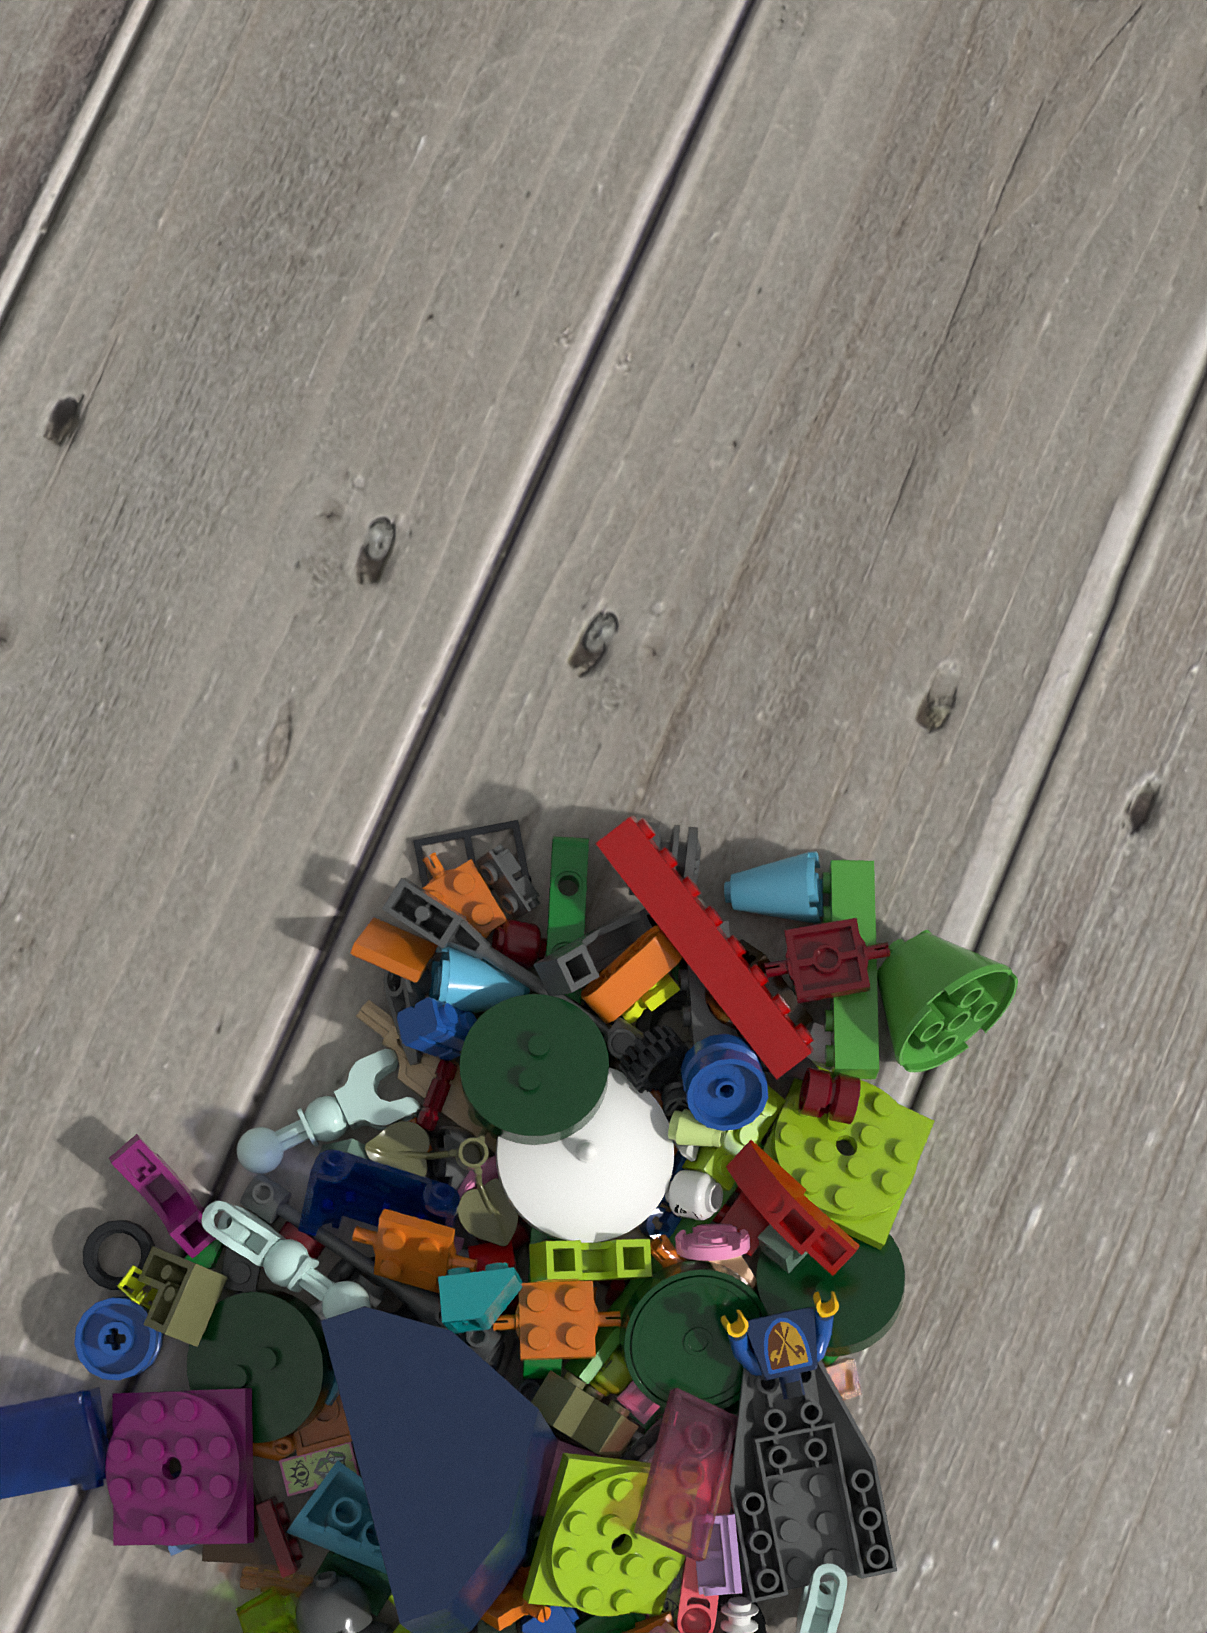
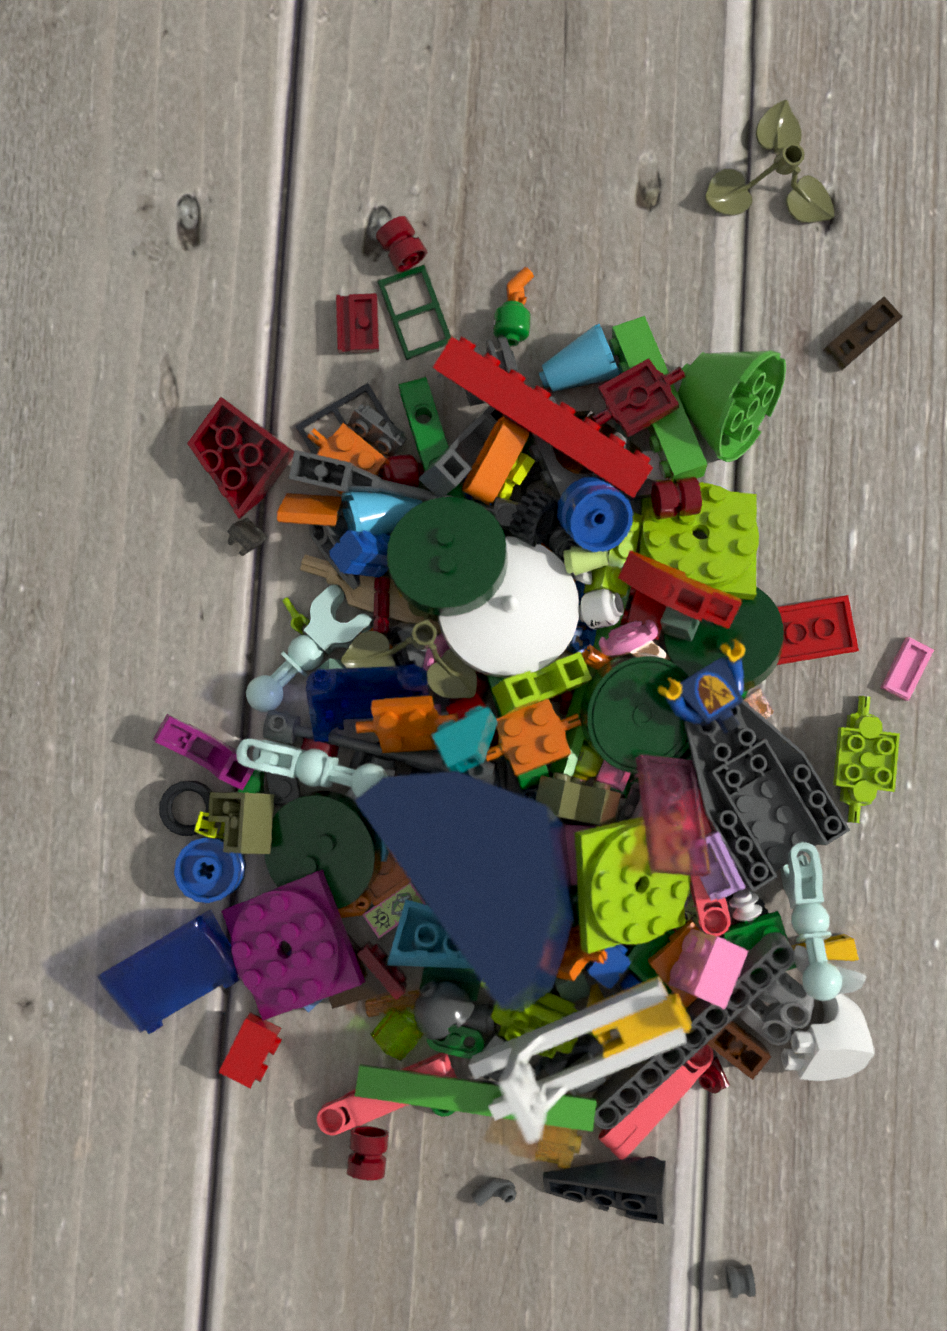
camera: 15 degrees left, 5 degrees up
(86, 1576) = (250, 1050): none -> red brick
(307, 951) = (247, 535): none -> clear smoke tile
(331, 1074) = (298, 620): none -> lime hand
(334, 855) = (239, 455): none -> dark red wedge
(531, 745) = (357, 323): none -> dark red plate
(605, 754) = (414, 312): none -> dark green window
(617, 673) = (398, 240): none -> dark red wheel
(714, 811) = (512, 322): none -> green head
(735, 768) = (516, 285): none -> orange arm
(947, 1312) = (817, 630): none -> red tile
(948, 1491) = (864, 759): none -> lime piece
(1043, 1399) = (907, 668): none -> bright pink tile
(1120, 694) = (777, 131): none -> olive plant
(1133, 971) = (863, 332): none -> dark brown plate

